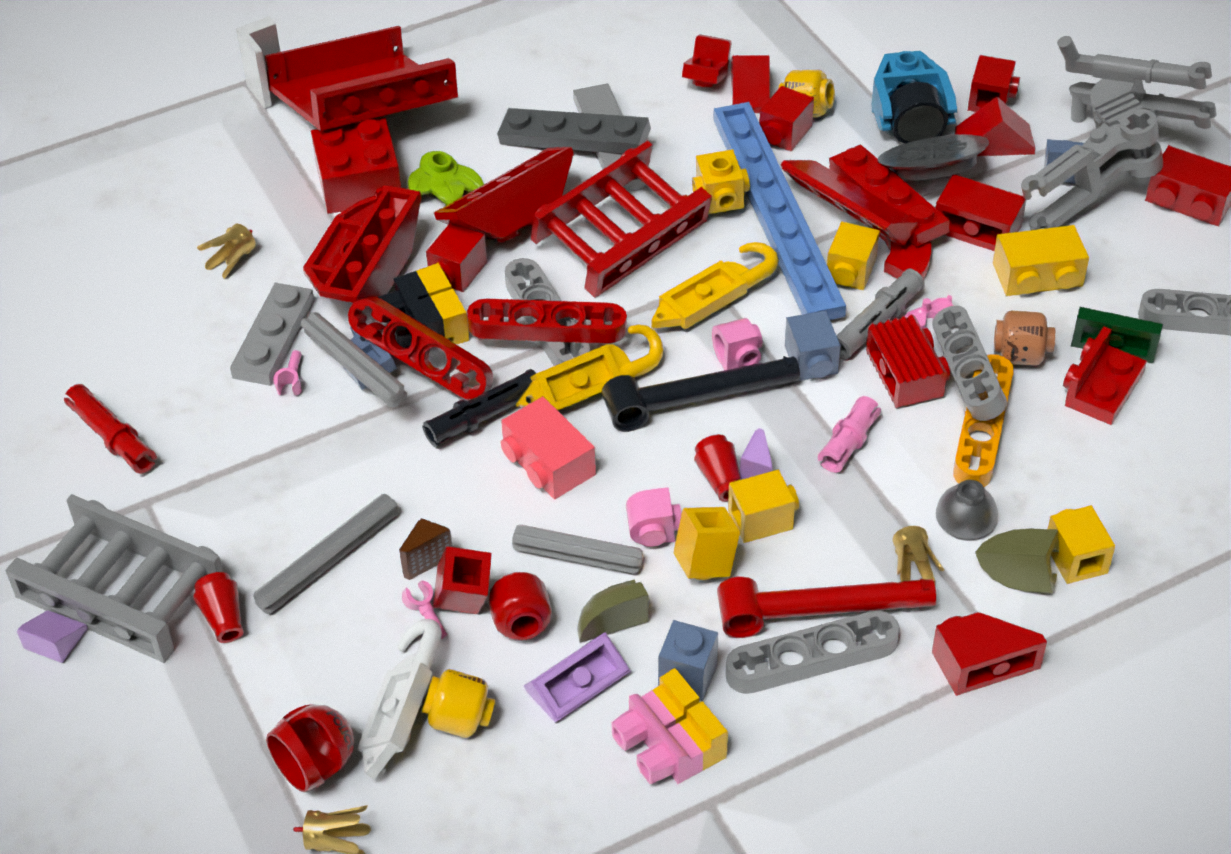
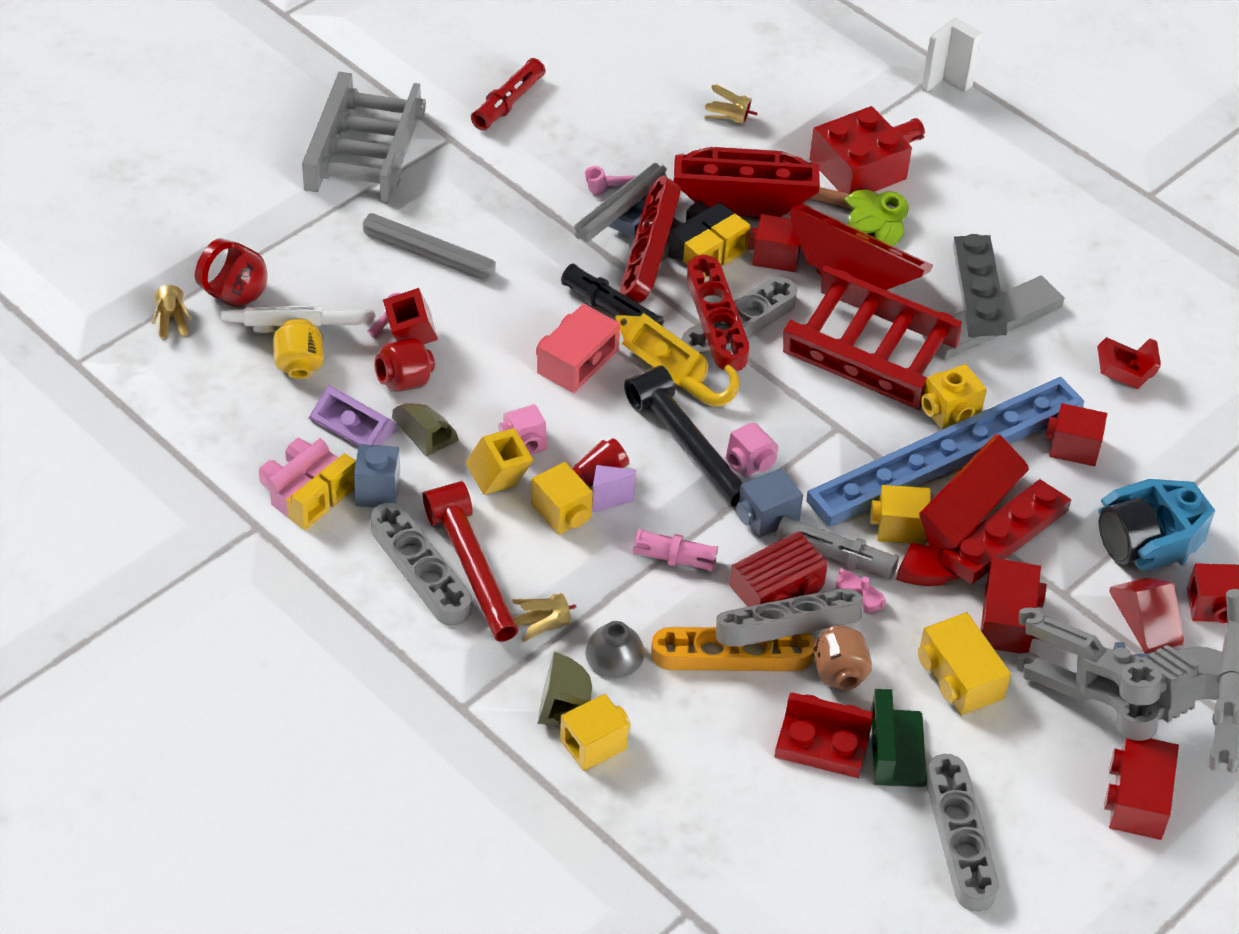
camera: 70 degrees right, 0 degrees up
(51, 635) = (302, 119): lavender slope -> none
(219, 603) = (355, 198): red cone -> none
(272, 334) = (634, 157): light grey plate -> none
(357, 79) = (958, 121): red panel -> none
(423, 548) = (443, 295): reddish brown slope -> none
(577, 549) = (481, 392): light grey axle -> none
(712, 289) = (816, 422): yellow plate -> none
(750, 80) = (1127, 399): red slope -> none
(813, 84) = (1124, 444): yellow head -> none
(934, 156) = (1069, 551): dark grey piece -> none
(985, 651) = (445, 672): red slope -> none

